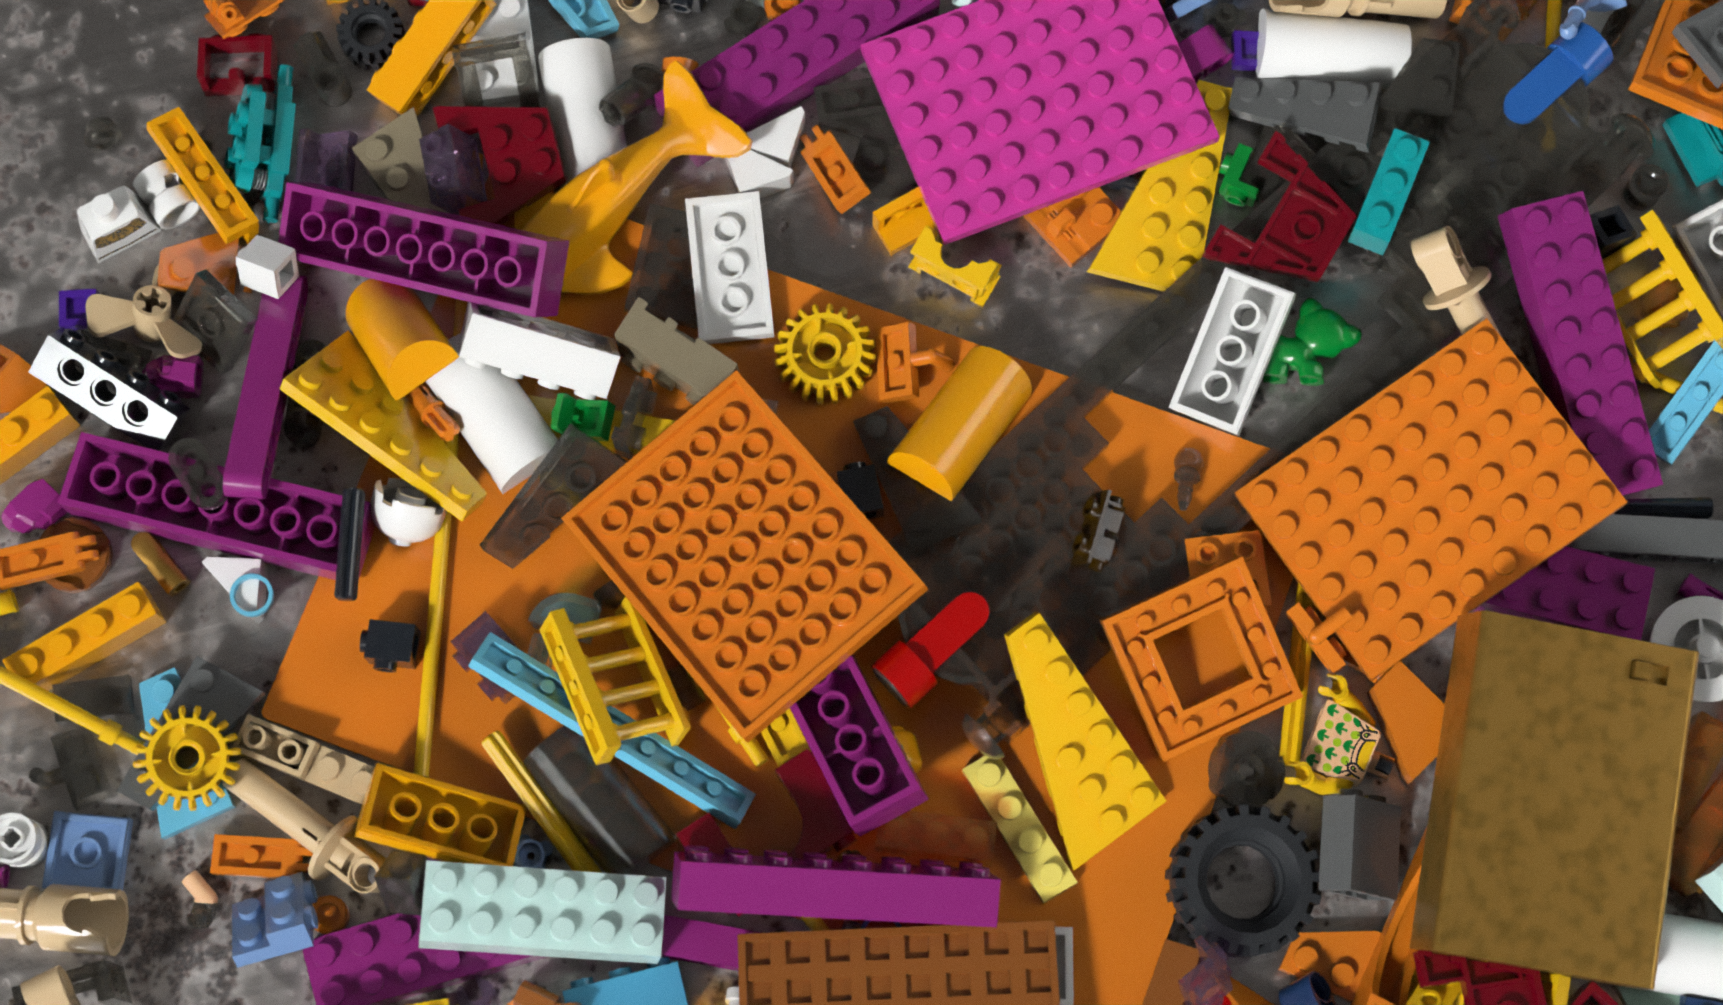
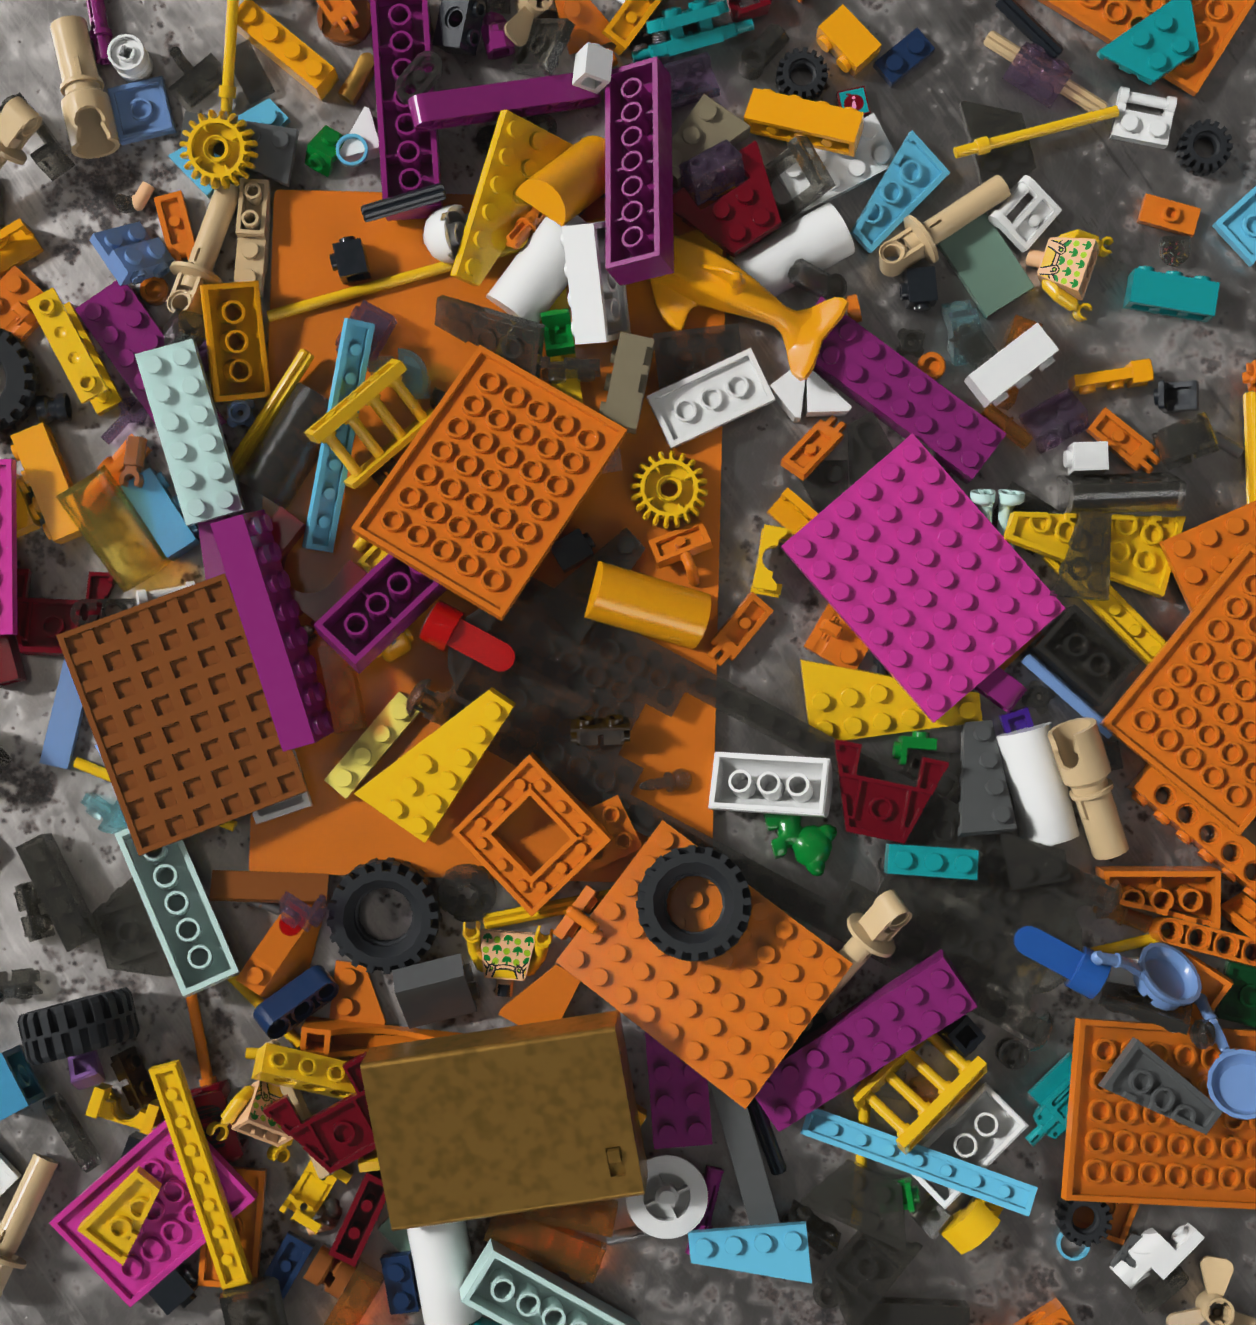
camera: 70 degrees right, 10 degrees up
(235, 635) = (322, 151): none -> green bracket
(1024, 330) = (739, 628): none -> orange hinge
(1367, 428) = (655, 891): none -> black tyre

